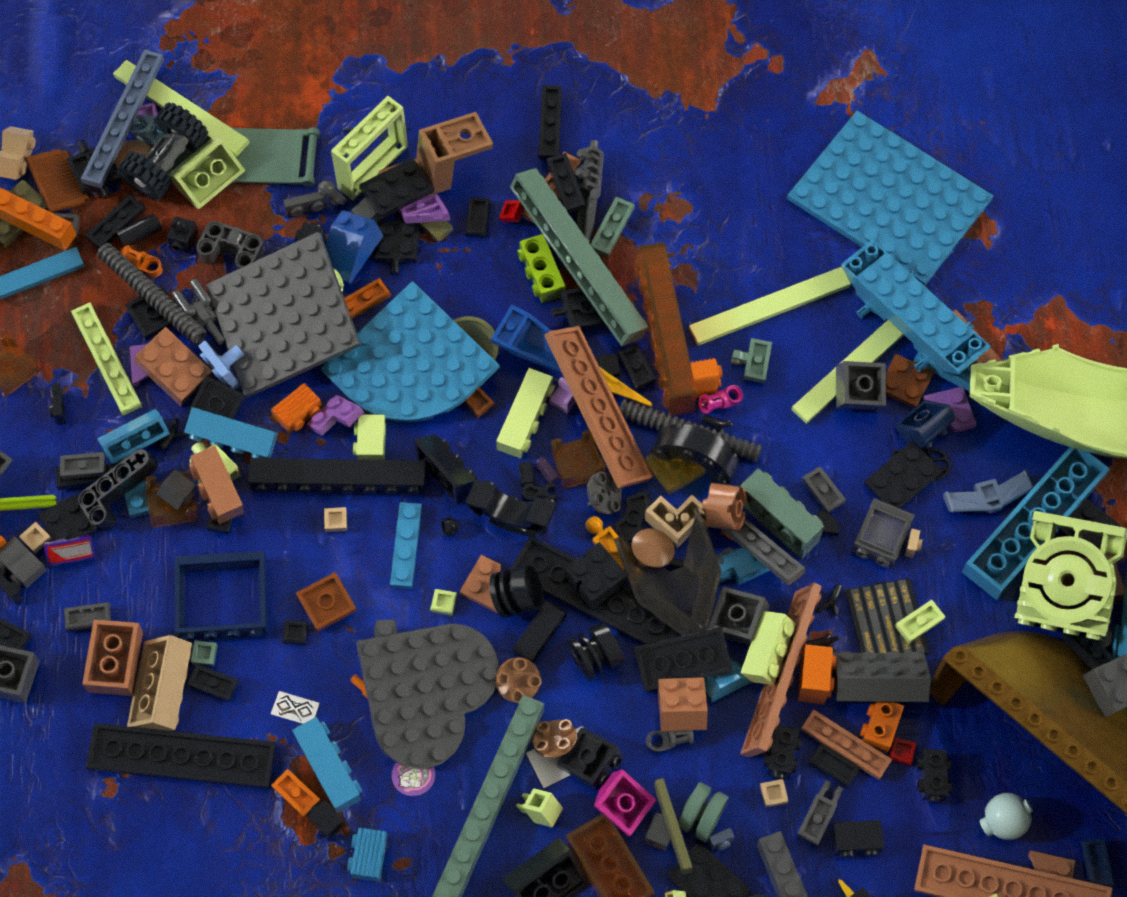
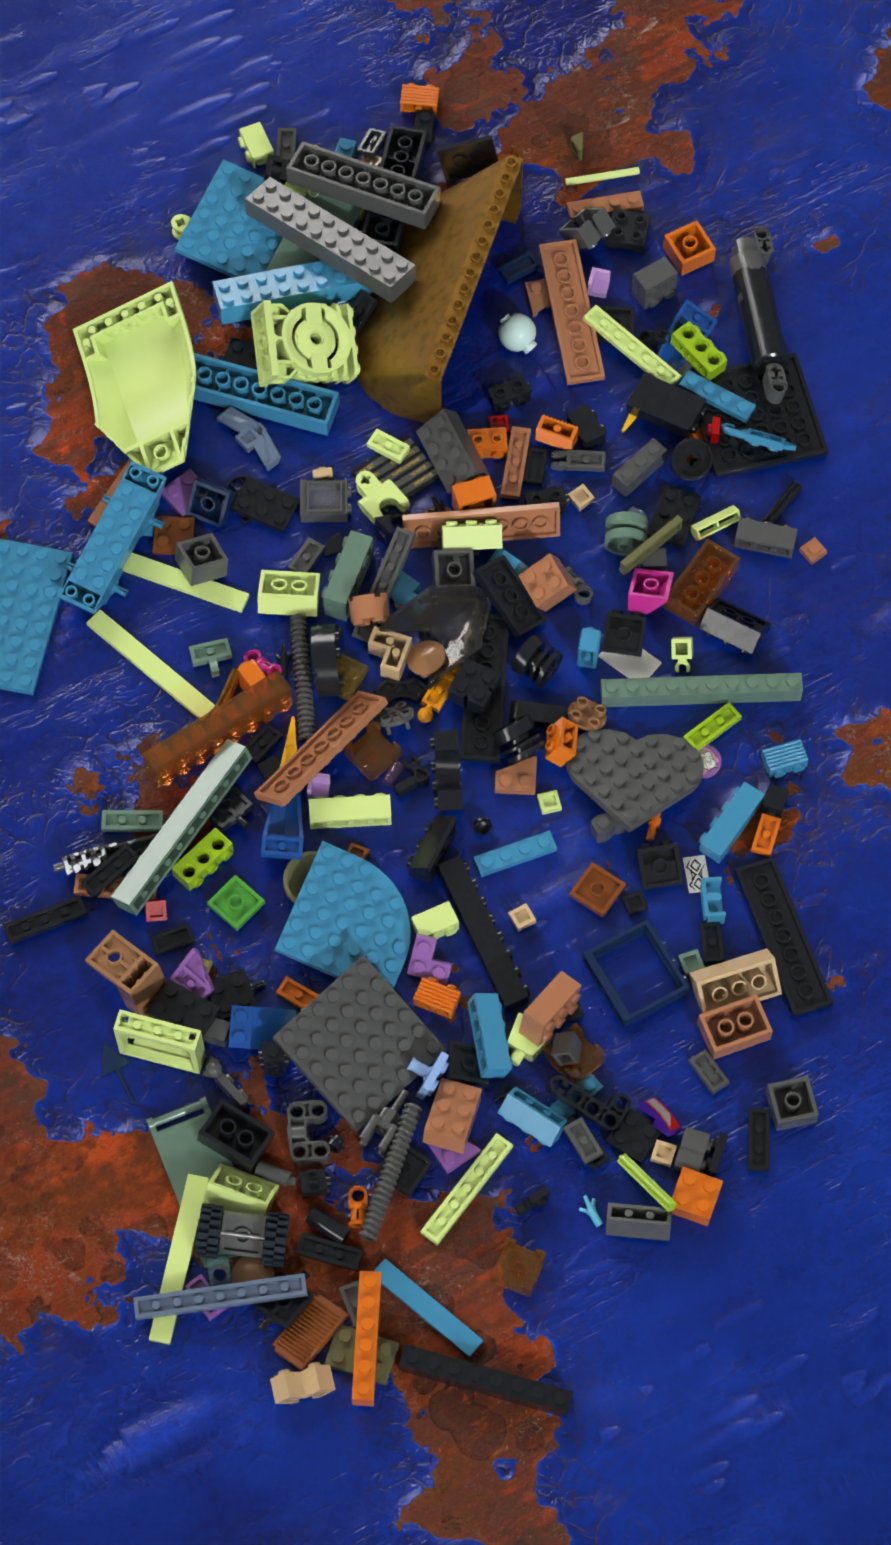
camera: 115 degrees left, 0 degrees up
(20, 452) = (591, 1211): none -> medium azure bar
(209, 267) = (335, 1143): none -> black plate
(211, 209) = (275, 1174): none -> dark grey cylinder
(251, 700) = (712, 900): none -> dark azure window
(258, 185) = (236, 1136): none -> black brick
(319, 670) = (659, 865): none -> black plate
(441, 799) = (713, 726): none -> lime plate
(484, 279) = (236, 903): none -> bright green plate
(495, 633) = (561, 741): none -> orange brick
(554, 738) = (620, 664): medium nougat dish -> none
(587, 710) = (589, 647): none -> dark azure brick
(701, 354) = (229, 688): none -> pearl gold axle
(790, 452) = (288, 593): none -> yellowish green slope
(814, 570) = (384, 529): none -> black slope
(860, 799) = (556, 433): none -> orange brick
(864, 583) = (378, 495): none -> yellowish green piece

